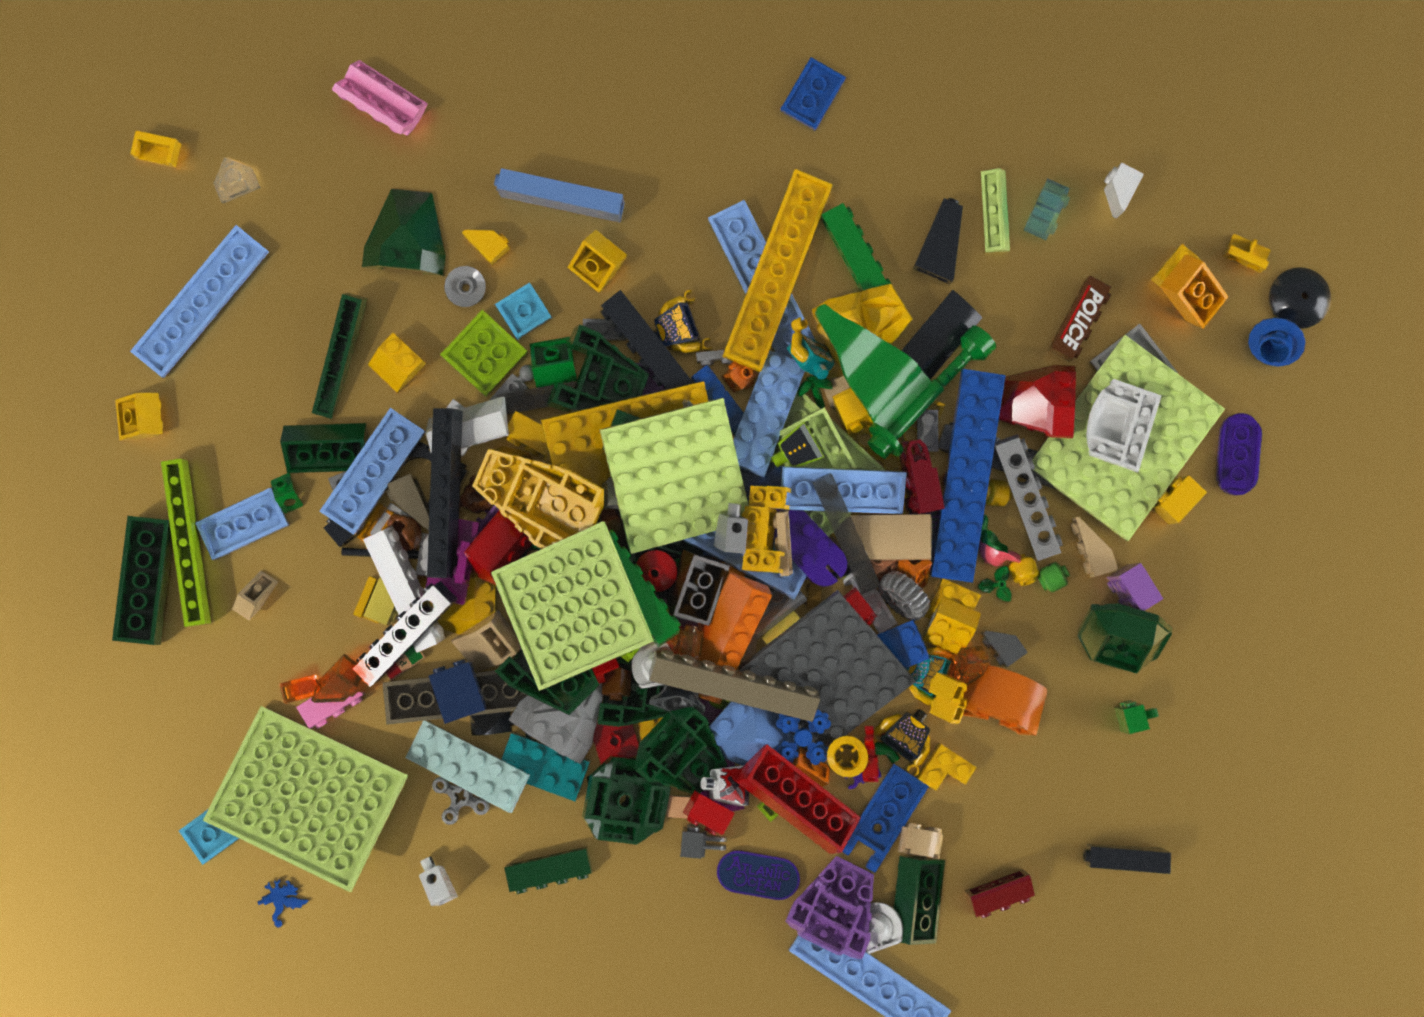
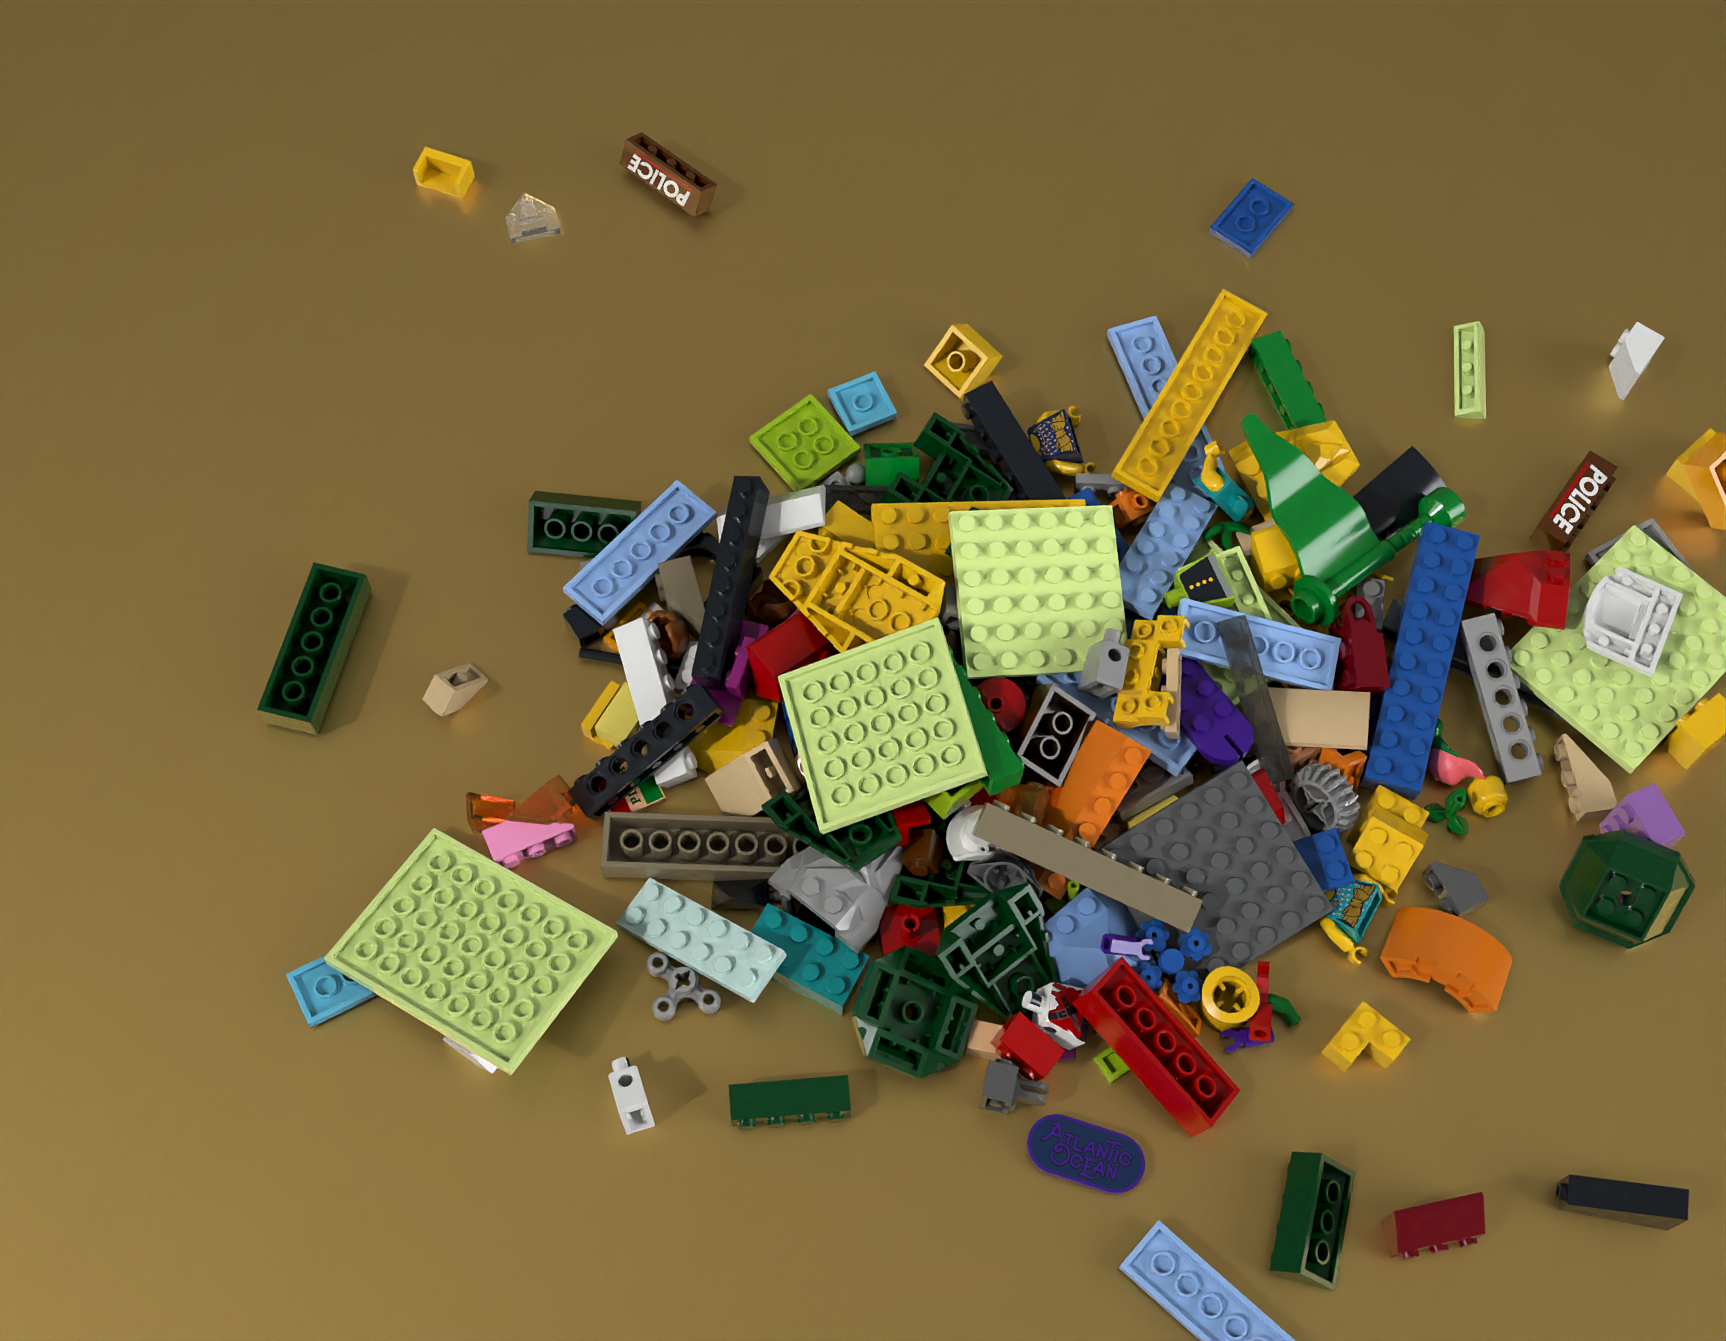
camera: 10 degrees right, 20 degrees down
(139, 416) = (354, 457): yellow slope -> none
(185, 542) = (380, 612): lime brick -> none
(199, 301) = (458, 342): light blue plate -> none
(241, 524) = (457, 601): light blue plate -> none
(278, 897) = (403, 1088): blue piece -> none
(283, 490) = (521, 566): green bracket -> none
(337, 126) = (668, 174): none -> reddish brown brick
(339, 353) = (623, 418): dark green slope -> none
(380, 98) = (725, 154): bright pink brick -> none
(396, 362) = (692, 439): yellow slope -> none
(406, 235) = (730, 302): dark green wedge -> none
(457, 279) = (793, 357): light grey dish -> none
(457, 691) = (705, 832): dark blue brick -> none
(488, 243) = (828, 323): yellow slope -> none
(560, 195) = (928, 278): medium blue brick -> none
(769, 737) = (1125, 945): none -> bar
(836, 909) = (1194, 1212): medium lavender wedge -> none
(885, 927) = (1253, 1249): white hat -> none
(889, 807) = (1283, 1086): blue hinge -> none
(906, 736) = (1313, 988): torso -> none
(920, 842) = (1325, 1131): tan brick -> none
(940, 247) = (1399, 398): black slope -> none
(949, 698) = (1378, 943): yellow brick -> none
(969, 664) = (1405, 905): clear orange slope -> none
(998, 493) = (1458, 694): yellow head -> none
(1047, 209) = (1536, 372): clear light blue brick -> none
(1053, 577) = (1528, 809): bright green head -> none
(1133, 716) = (1635, 1003): green brick -> none

